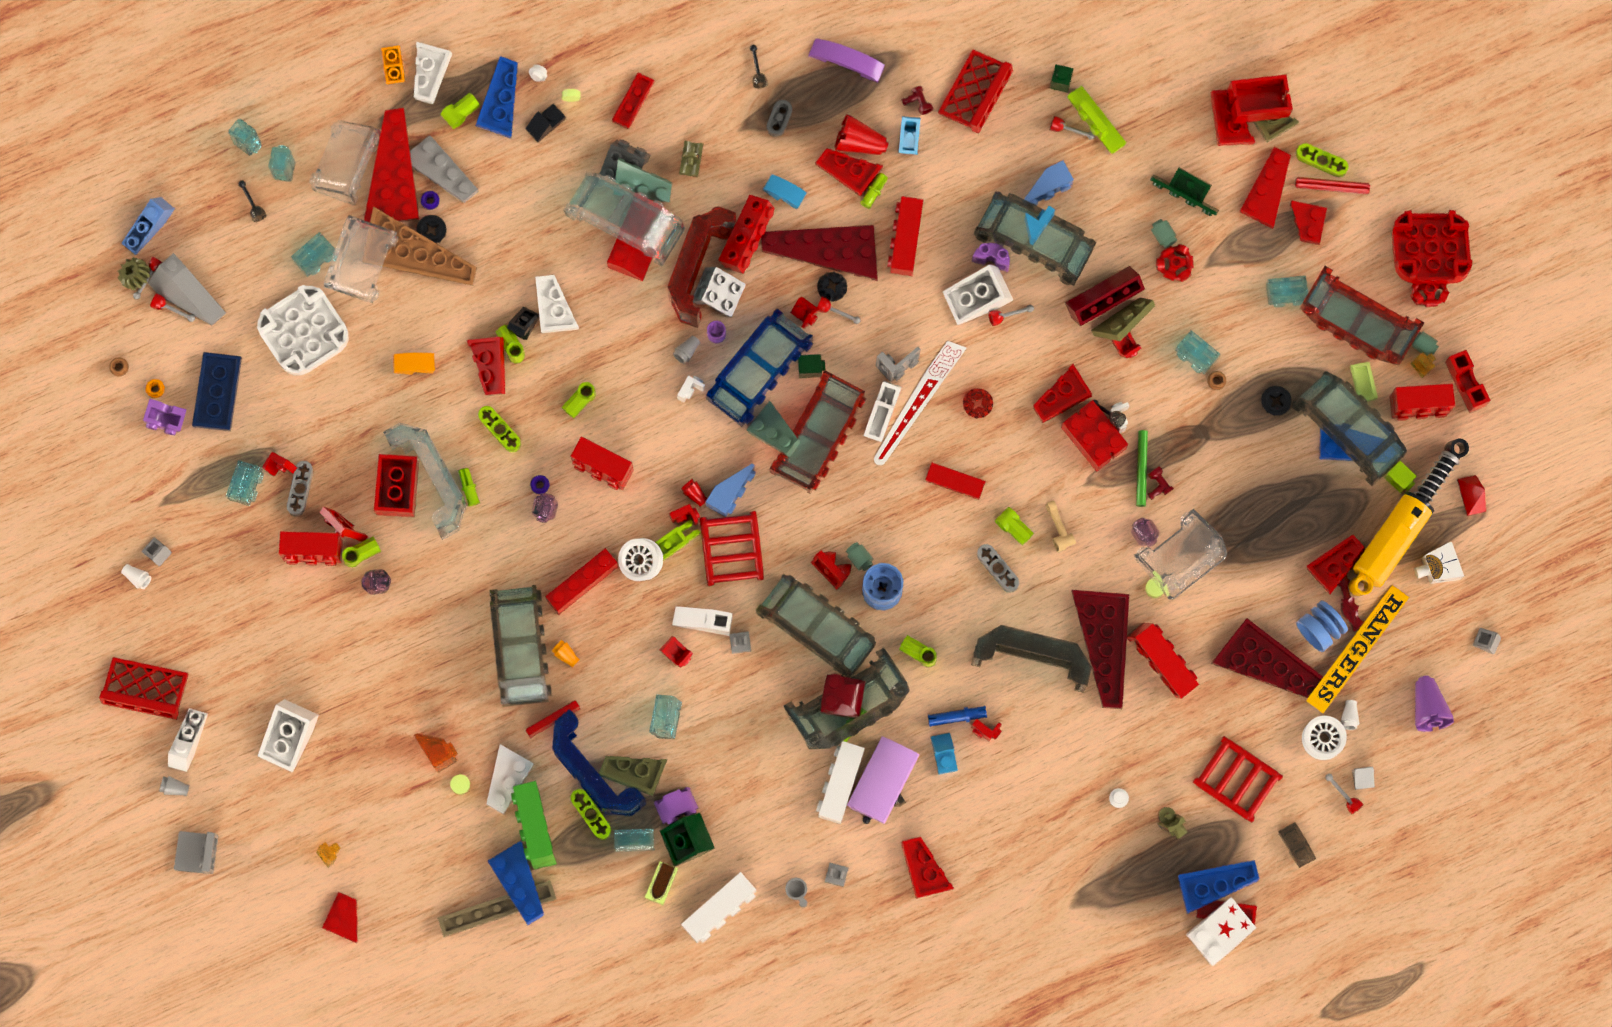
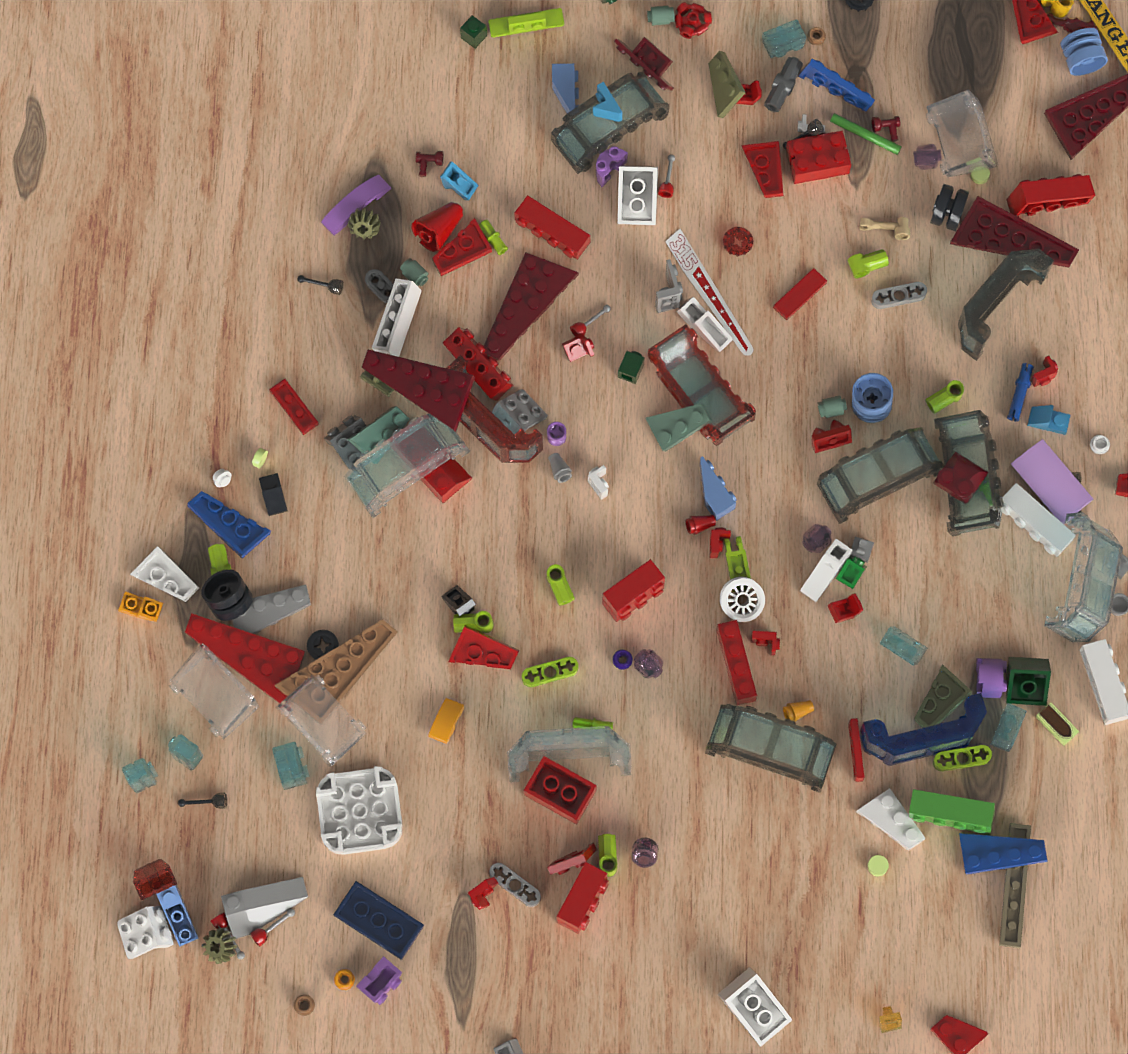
camera: 60 degrees left, 5 degrees down
(119, 209) = (144, 931): none -> white bracket
(160, 191) = (153, 878): none -> clear red torso
(244, 483) = (484, 934): clear light blue brick -> none
(430, 194) = (289, 628): dark purple plate -> none
(432, 128) = (226, 595): none -> black wheel
(438, 751) = (840, 870): clear orange slope -> none
(553, 308) = (457, 569): white wing -> none
(614, 594) = (763, 638): none -> red bracket
(693, 200) = (428, 386): none -> dark red wing
(714, 643) = (851, 571): none -> green bracket
(729, 599) = (817, 538): none -> head
(752, 145) = (397, 317): none -> white brick
(753, 536) = (766, 492): red bar -> none
(758, 367) = (613, 410): windscreen -> none
(784, 190) = (451, 313): dark azure slope -> none
(802, 850) = (1090, 583): none -> clear windscreen
(805, 140) = (414, 272): none -> sand green brick
(828, 74) = (364, 223): none -> olive gear
(840, 289) = (557, 320): black gear -> none
(942, 808) = (1099, 444): none -> white plate
(991, 95) = (454, 95): red fence -> none
(1058, 125) = (513, 55): hinge -> none
(1101, 573) = (949, 207): none -> black wheel
(1105, 295) = (694, 88): dark red brick -> none
(1114, 243) = (649, 58): none -> dark red bracket
(1152, 372) = (783, 84): none -> dark grey piece
(1175, 429) = (836, 85): none -> blue wing

